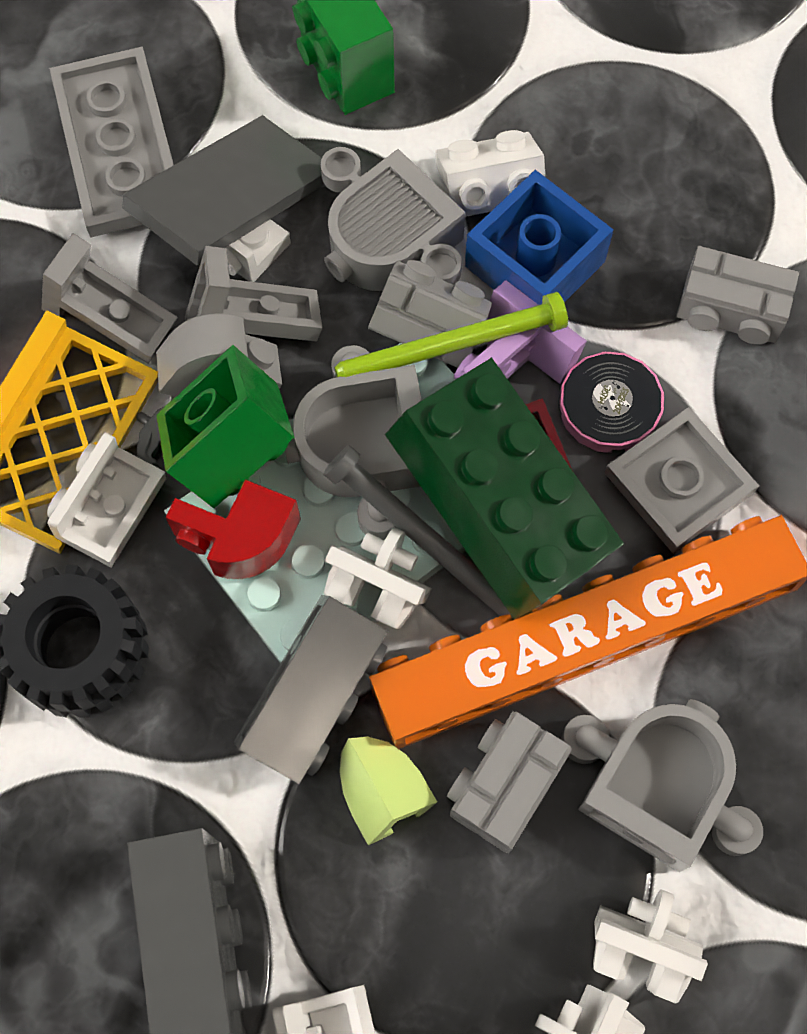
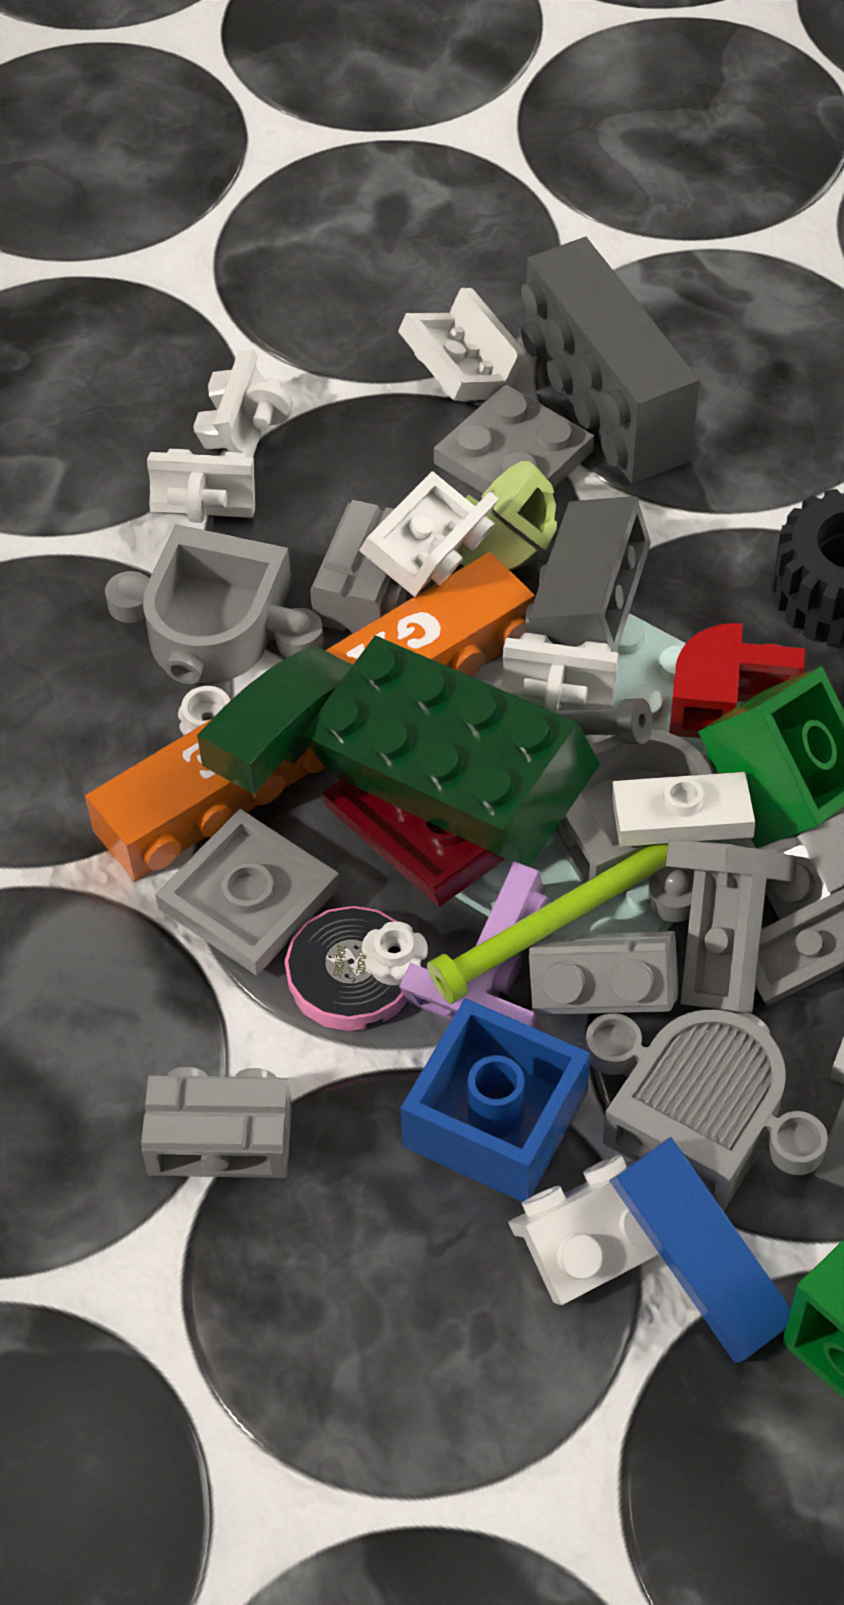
camera: 165 degrees right, 15 degrees down
(317, 334) = (725, 919): none -> light grey bracket
(319, 914) = (510, 431): none -> light grey plate
(333, 379) = (682, 809): none -> white plate
(346, 798) = (526, 501): none -> yellowish green brick
(432, 124) = (703, 1249): none -> blue tile
(447, 757) = (426, 532): none -> white bracket
(574, 392) = (387, 966): none -> white plate
(634, 582) = (269, 717): none -> dark green slope
(685, 650) = (200, 704): none -> white plate

